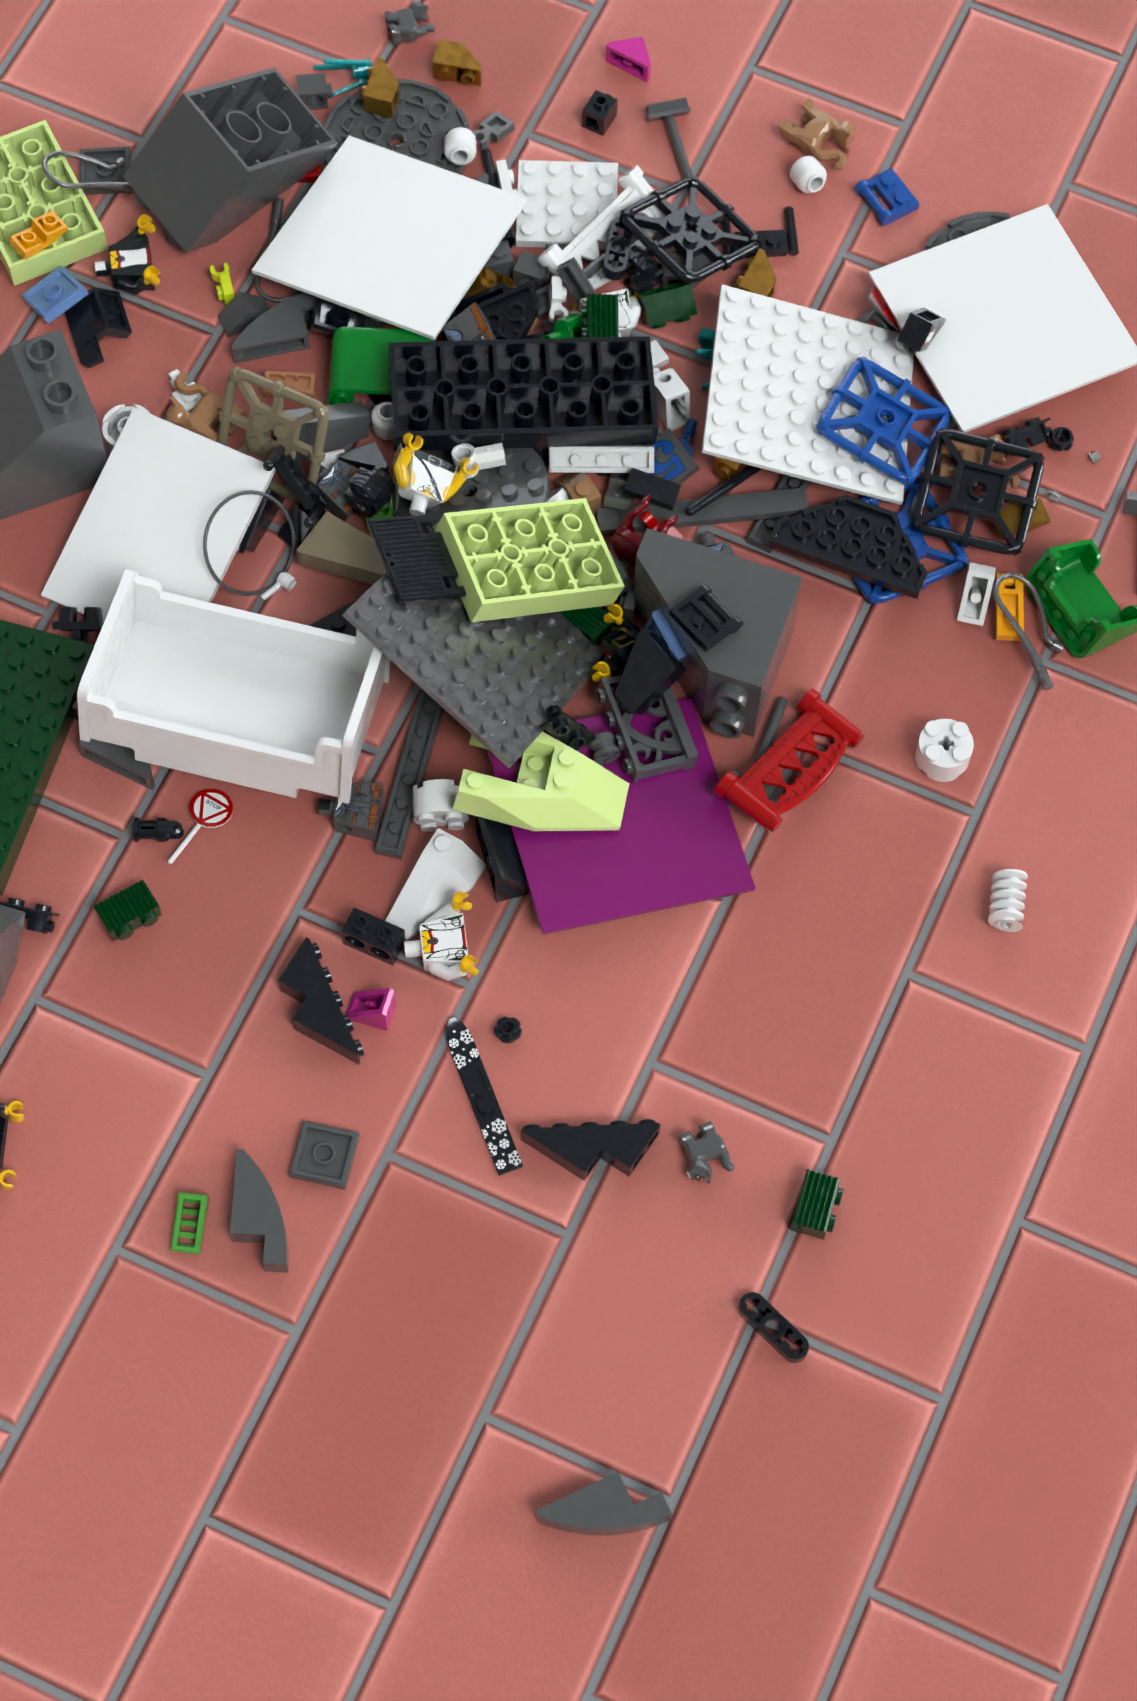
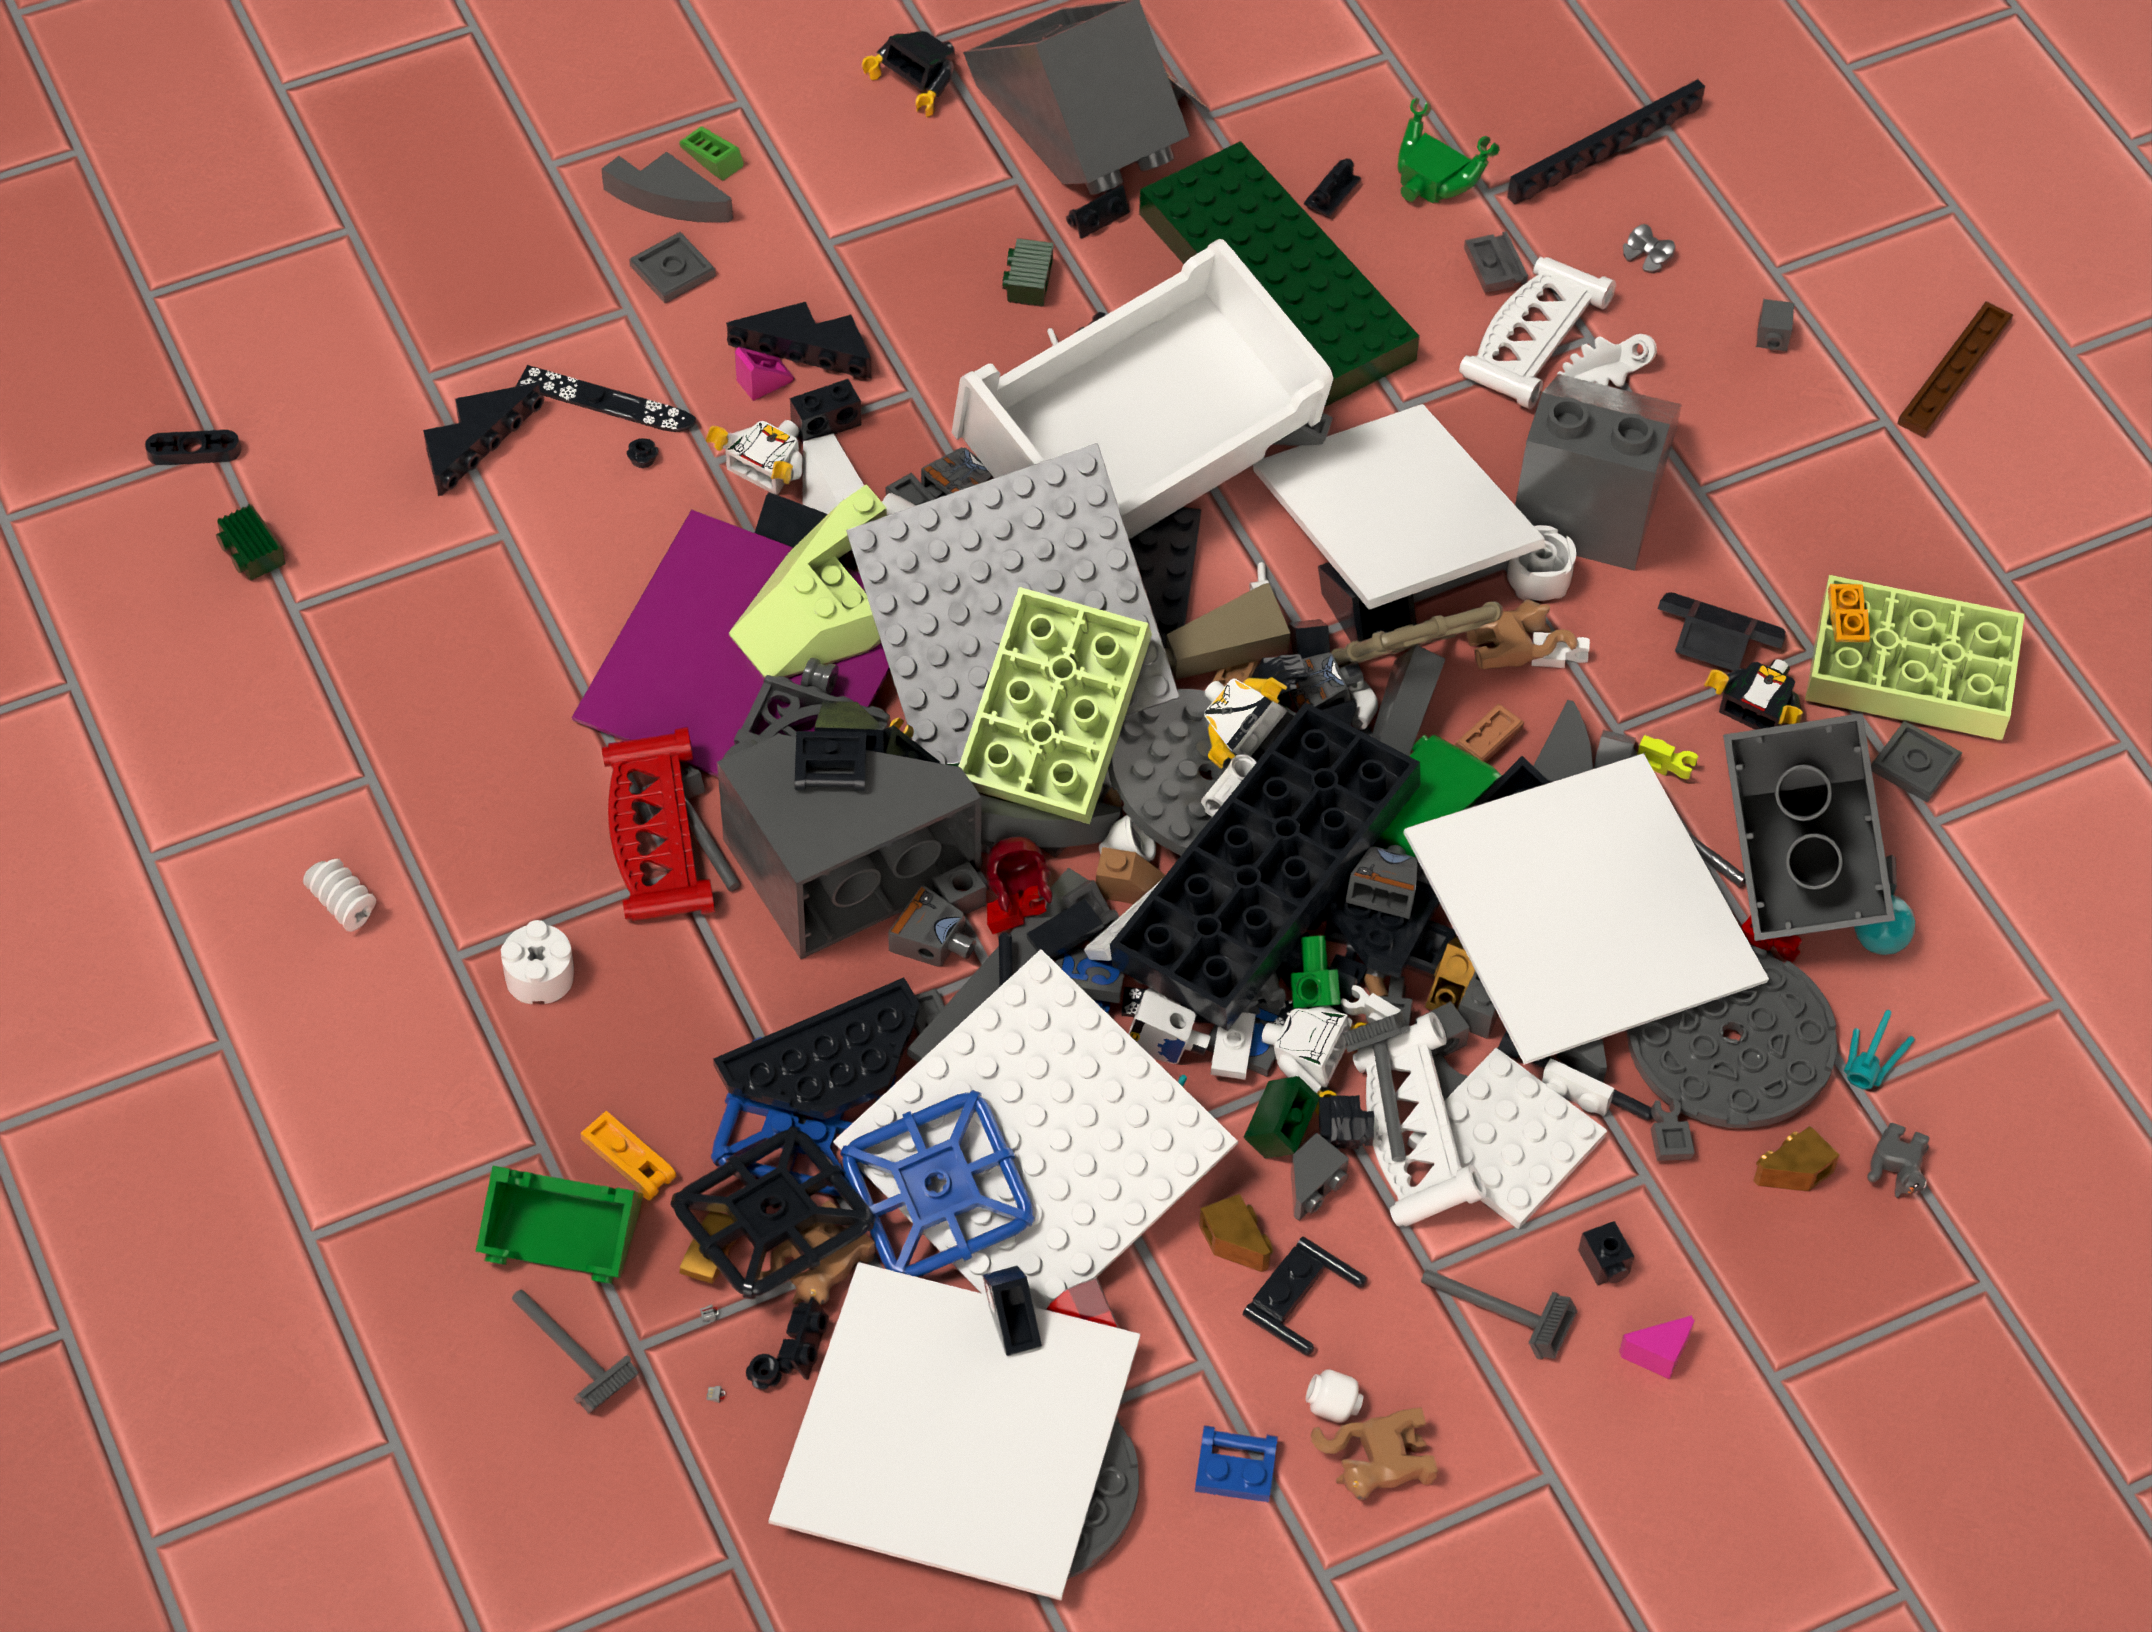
camera: 130 degrees right, 10 degrees down
(54, 294) = (1775, 611): medium blue tile -> none
(68, 622) = (1353, 413): black hips -> none
(116, 165) = (1906, 762): flat silver piece -> none
(207, 530) = (1354, 567): dark grey piece -> none
(293, 475) = (1344, 627): black plate -> none
(314, 90) = (1869, 1000): dark grey brick -> none
(382, 90) = (1807, 1048): pearl gold slope -> none
(415, 558) = (1125, 575): black window -> none
(460, 146) = (1661, 1064): white head -> none
(566, 728) = (864, 627): black hinge -> none
(600, 316) = (1295, 1003): dark green brick -> none
(604, 1510) = (187, 240): dark grey slope -> none
(612, 255) = (1394, 1127): black beam -> none
(690, 244) = (1332, 1210): black plate -> none
(705, 1149) = (385, 505): dark grey animal -> none
(976, 594) = (672, 1135): white slope -> none
(1054, 644) = (552, 1122): flat silver piece -> none

